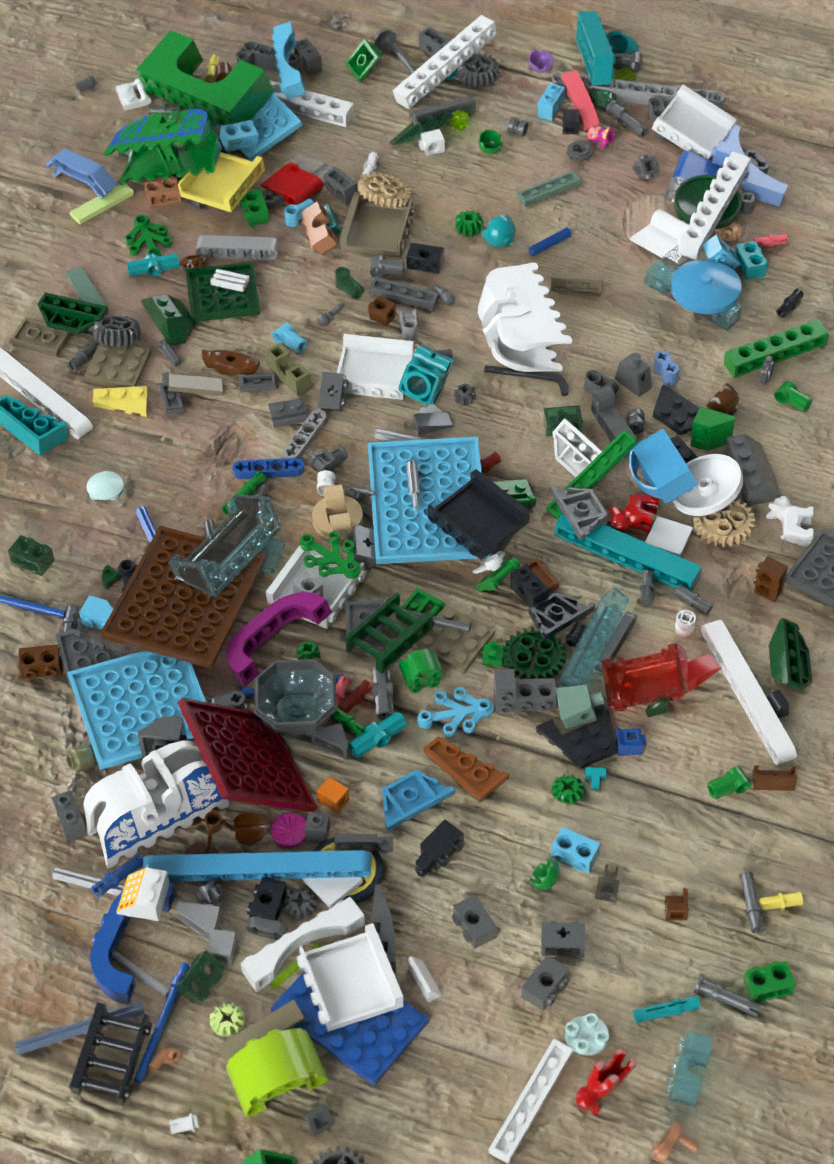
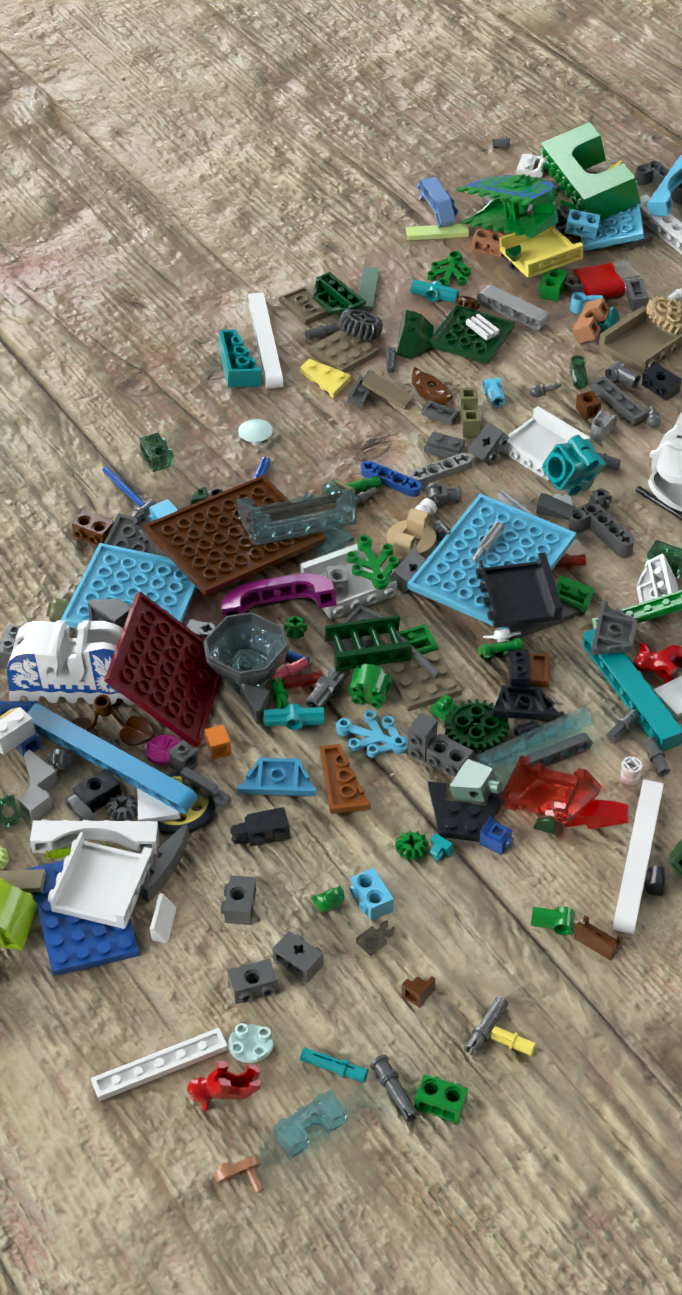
camera: 35 degrees right, 5 degrees down
(201, 193) = (513, 252): none -> dark green tile
(490, 419) = (595, 518): none -> dark grey beam

